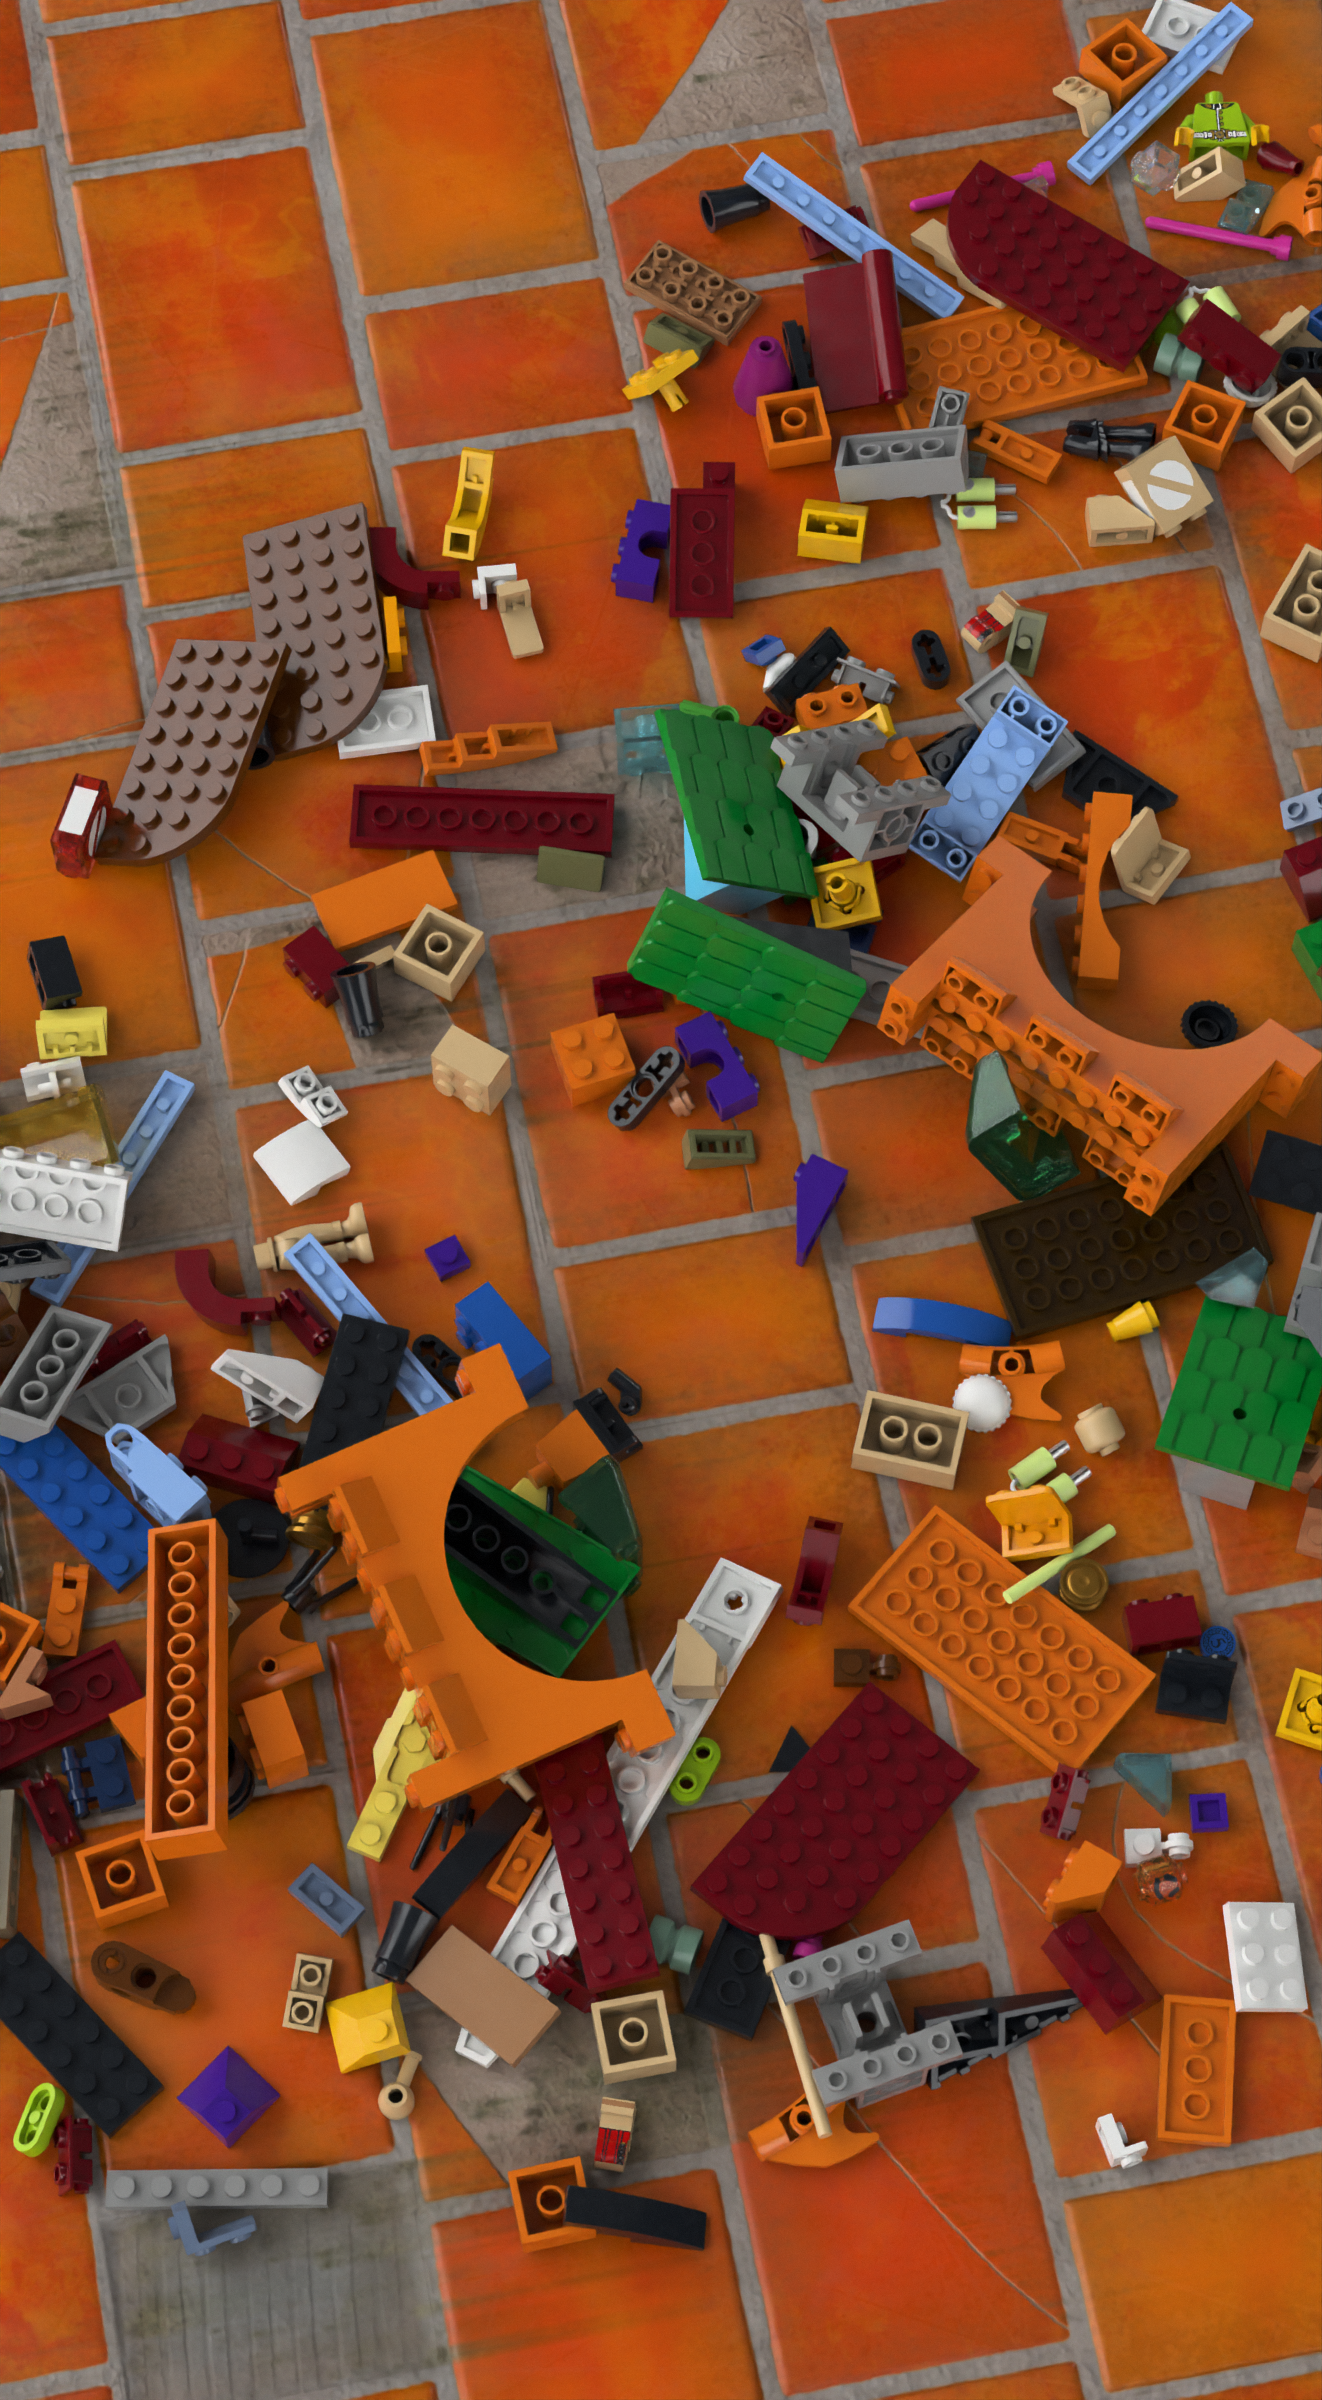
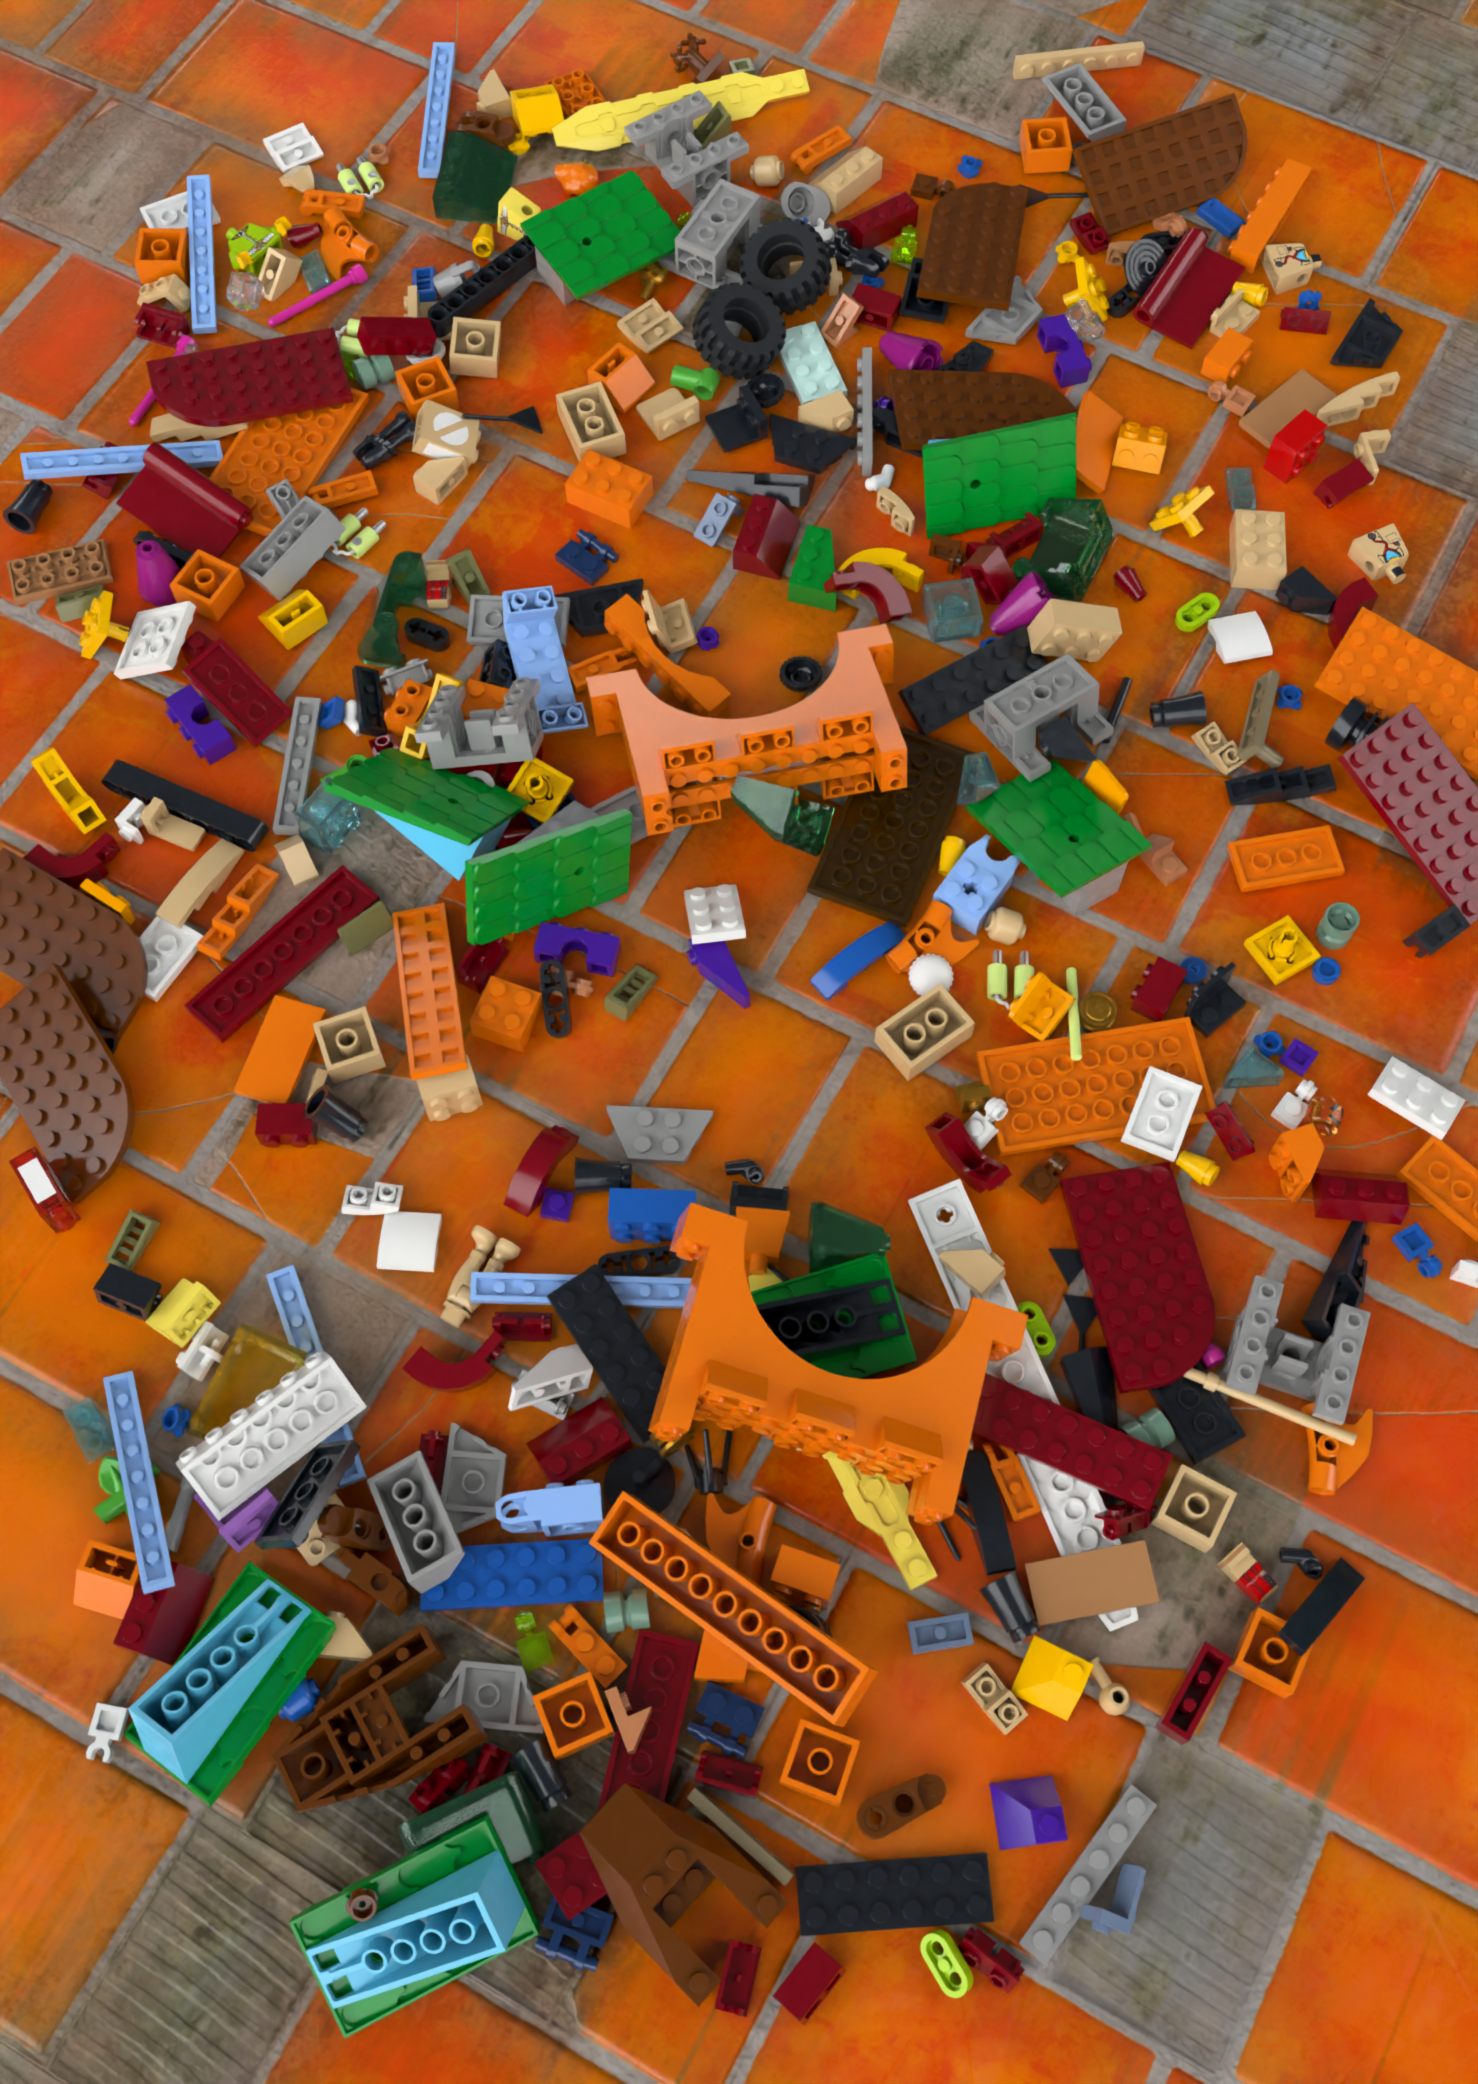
camera: 50 degrees left, 0 degrees up
(28, 1568) = (534, 1648): none -> clear neon green plate
(106, 946) = (140, 1245): none -> olive slope
(118, 1611) = (626, 1610): none -> sand green wheel
(453, 2160) = (1193, 1693): none -> dark red brick
(464, 1206) = (537, 1168): none -> dark red arch
(486, 690) = (199, 882): none -> tan slope
(505, 1270) = (600, 1176): none -> black plant
(547, 972) = (429, 992): none -> orange plate
(551, 612) = (186, 804): none -> black beam
(585, 751) = (297, 860): none -> tan slope
(596, 1287) = (658, 1133): none -> light grey wing
(675, 2178) = (1303, 1559): none -> black arm
(676, 1863) = (1093, 1386): none -> black wedge
(686, 664) = (297, 764): none -> light grey plate
(690, 436) = (155, 640): none -> white plate
(747, 1804) = (1083, 1314): none -> black piece
(780, 912) = (512, 836): none -> dark red cone
(857, 1566) = (980, 1127): none -> white plate
(861, 1155) = (714, 914): none -> white plate
(883, 1535) = (972, 1096): none -> pearl gold bracket
(956, 590) = (398, 587): none -> clear green windscreen
(998, 1802) = (1198, 1167): none -> yellow cone
(1018, 1720) = (1161, 1113): none -> white plate
(1044, 132) = (160, 325): none -> dark red hinge
(1097, 2064) = (1415, 1244): none -> blue plate
(1130, 1366) = (976, 885): none -> light blue brick
(1148, 727) = (582, 562): none -> dark blue plate
(1173, 903) = (707, 633): none -> dark purple plate
(1199, 1765) = (1272, 1038): none -> blue plate
(1253, 682) = (609, 489): none -> orange brick
(1265, 539) = (525, 418): none -> black piece

